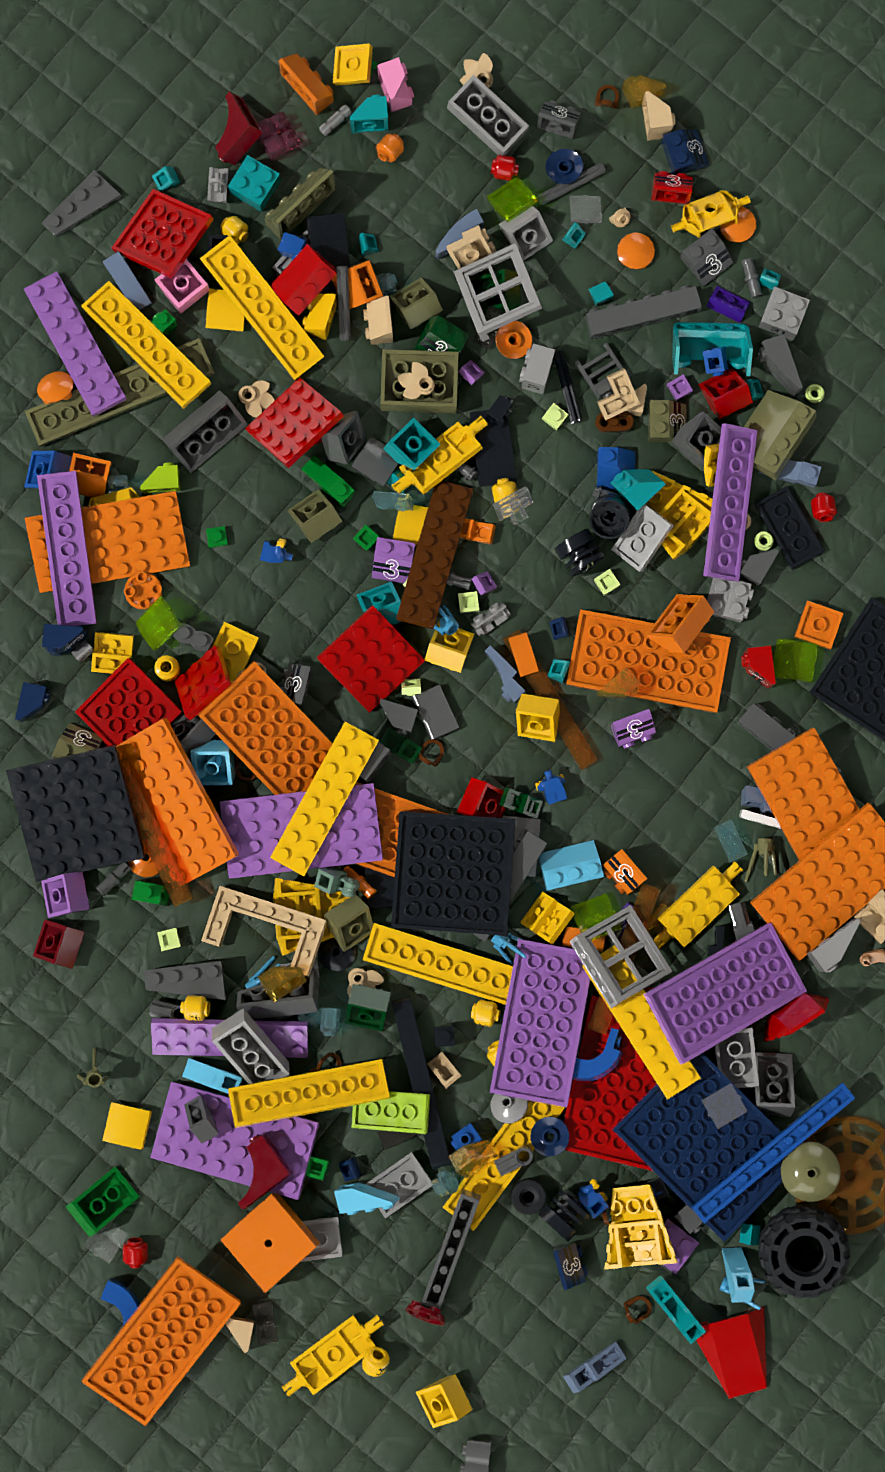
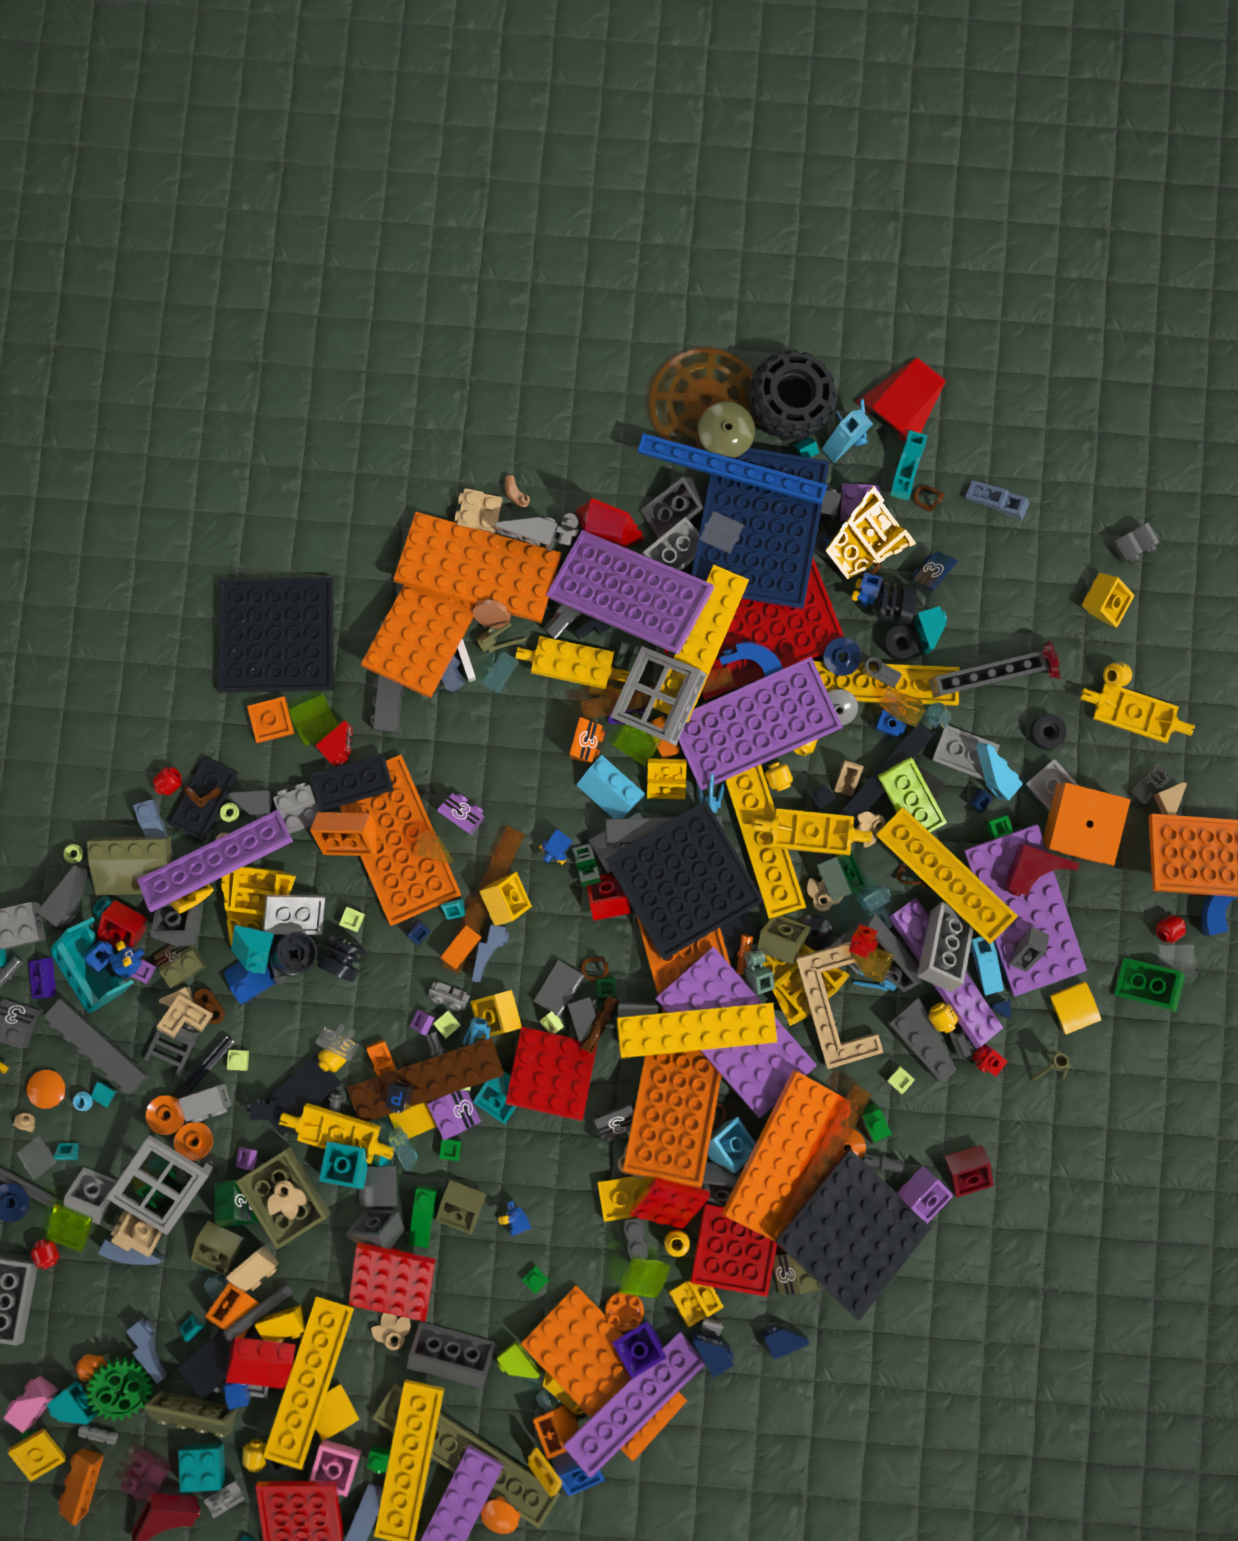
camera: 120 degrees left, 0 degrees up
(64, 443) = (544, 1472): none -> yellow slope
(105, 582) = (640, 1349): none -> dark purple slope
(135, 1022) = (989, 1060): none -> red brick
(169, 1064) = (1002, 1008): none -> dark blue slope
(302, 984) = (863, 941): none -> red brick
(345, 168) = (135, 1394): none -> green gear
(360, 1276) = (1059, 732): none -> black tyre
(372, 196) = (142, 1335): none -> sand blue slope
(383, 725) = (602, 1020): none -> reddish brown pin
(391, 1057) = (869, 822): none -> tan plate
(420, 1007) = (813, 832): none -> yellow plate
(436, 524) = (399, 1096): none -> black brick
(524, 1228) = (929, 627): none -> teal slope
(552, 322) = (156, 1119): none -> orange dish
(606, 273) = (82, 1101): none -> medium azure plate
(696, 380) = (127, 960): none -> blue piece
(720, 656) = (351, 782): none -> black tile
(785, 865) = (491, 613): none -> nougat tile
(786, 523) = (193, 796): none -> reddish brown piece
(815, 979) = (568, 528): none -> light grey hips

